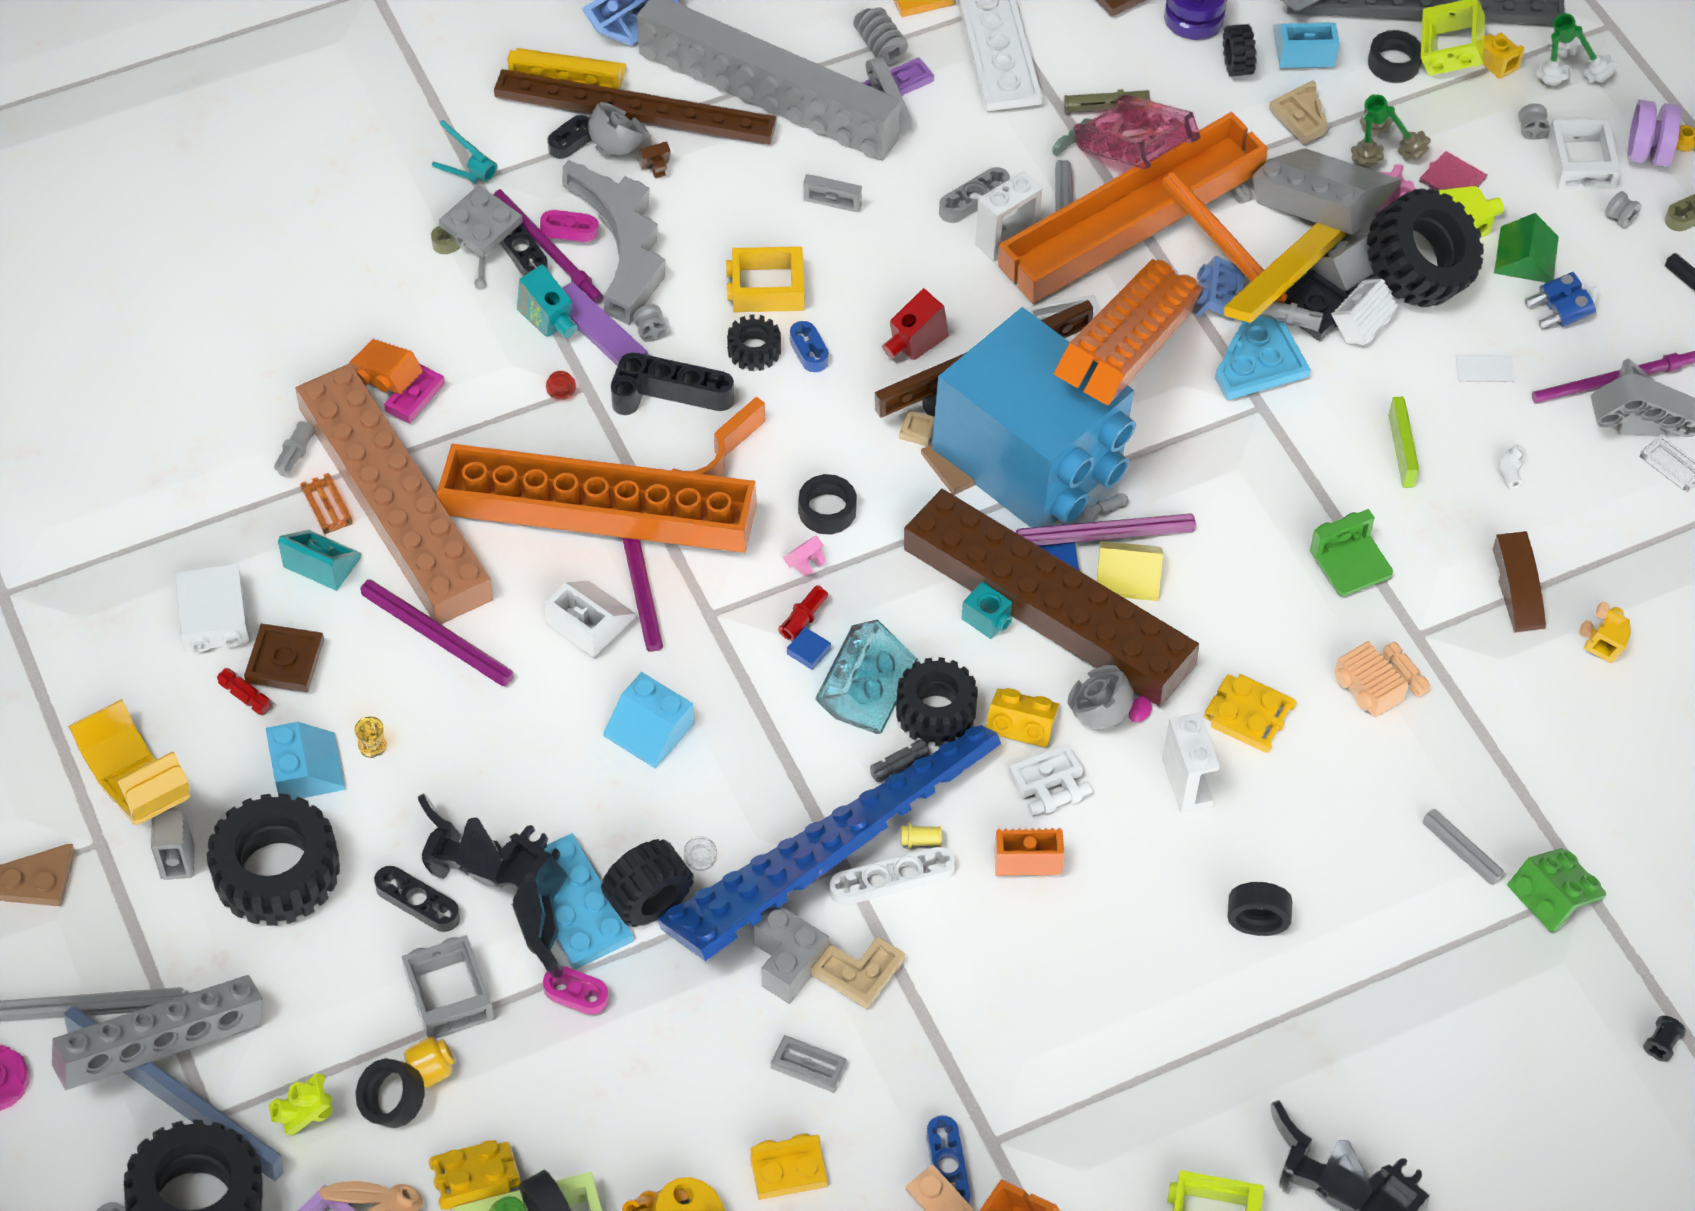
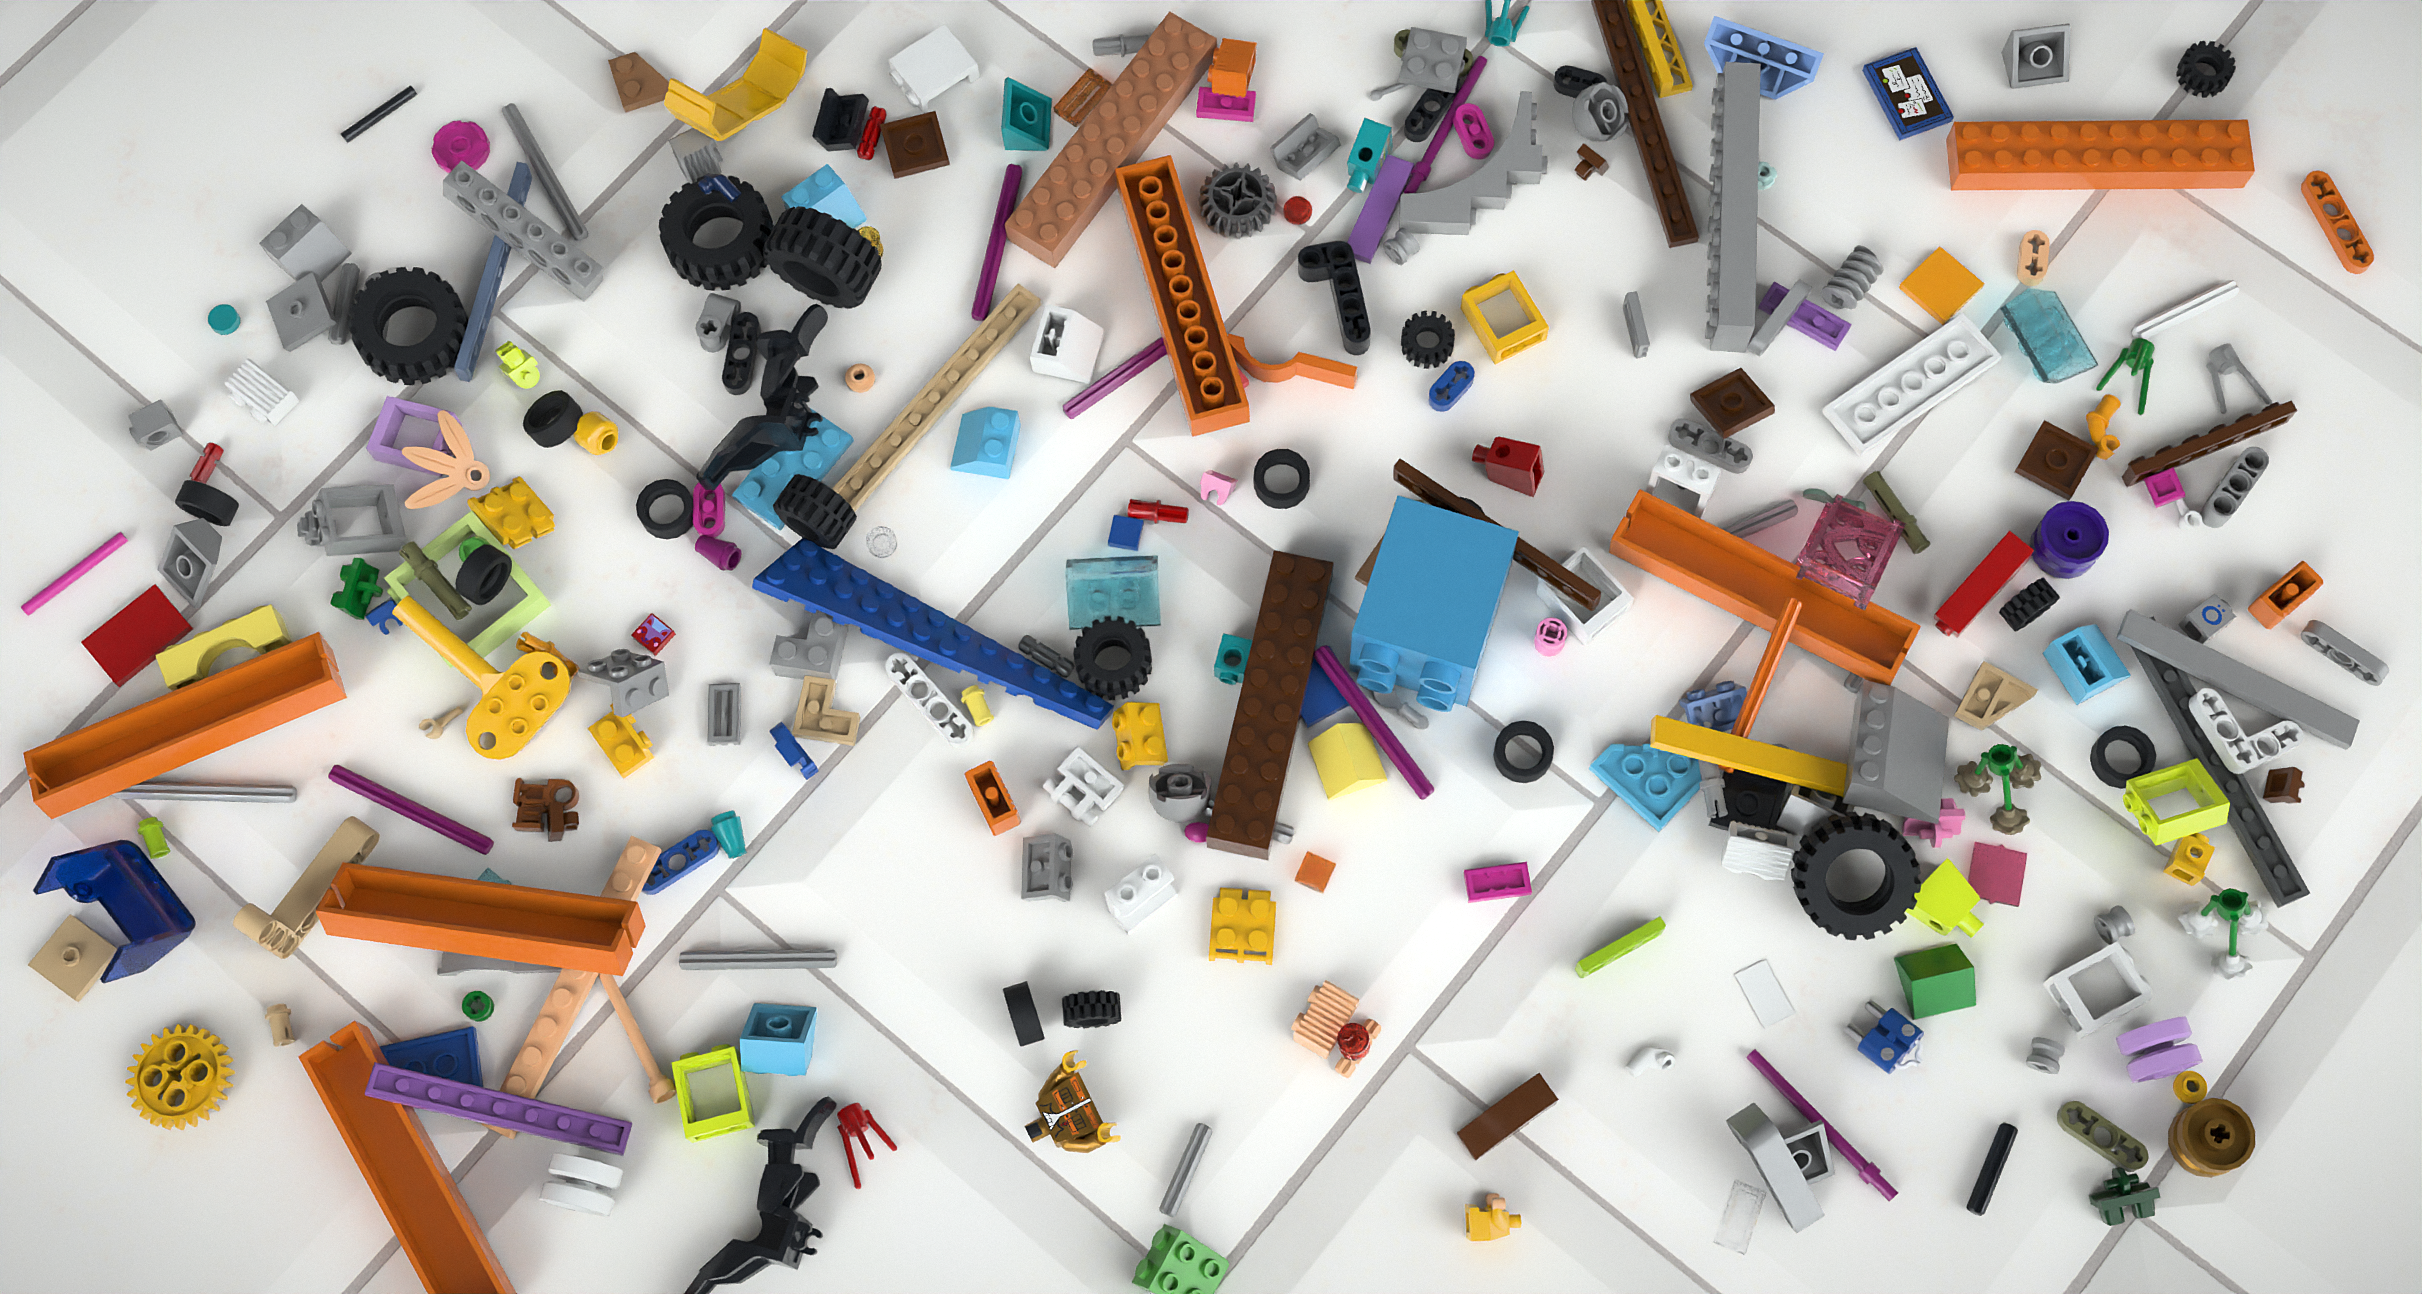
camera: 70 degrees right, 15 degrees up
(216, 707) = (840, 120): none -> black bracket
(234, 817) = (719, 183): none -> dark blue arm
(369, 904) = (716, 321): none -> light grey piece
(378, 761) = (822, 257): none -> black tyre
(458, 1014) = (651, 397): light grey window -> none
(504, 352) = (1304, 147): none -> light grey bracket
(511, 811) = (860, 385): none -> light nougat plate
(522, 415) = (1227, 187): none -> flat silver gear
(548, 1006) = (656, 490): none -> black tyre
(570, 737) = (937, 396): none -> tan plate
(629, 999) = (719, 552): none -> magenta cone
(685, 1096) = (653, 634): none -> tile
(724, 1121) = (632, 678): none -> light grey bracket
(875, 1011) = (792, 751): none -> blue piece
(944, 1101) = (729, 832): none -> teal cone
(947, 159) = (1732, 403): none -> reddish brown plate
(1088, 1130) = (757, 959): none -> light grey axle
(1117, 842) = (1046, 868): none -> light grey bracket
(1129, 330) = (1559, 639): orange piece -> none
(1184, 1135) = (778, 1039): none -> medium azure slope
(1192, 418) = (1529, 729): none -> black tyre
(1204, 68) = (1983, 585): none -> red slope
(1224, 636) = (1315, 872): none -> clear orange tile
(1281, 851) = (1091, 1009): none -> black tyre
(1299, 1101) = (855, 1122): none -> red plant
(1301, 504) = (1497, 882): none -> dark pink plate
(1349, 553) = (1459, 949): bright green bracket -> none
(1370, 913) = (1069, 1111): none -> torso
(1408, 667) = (1353, 1048): none -> clear red wheel

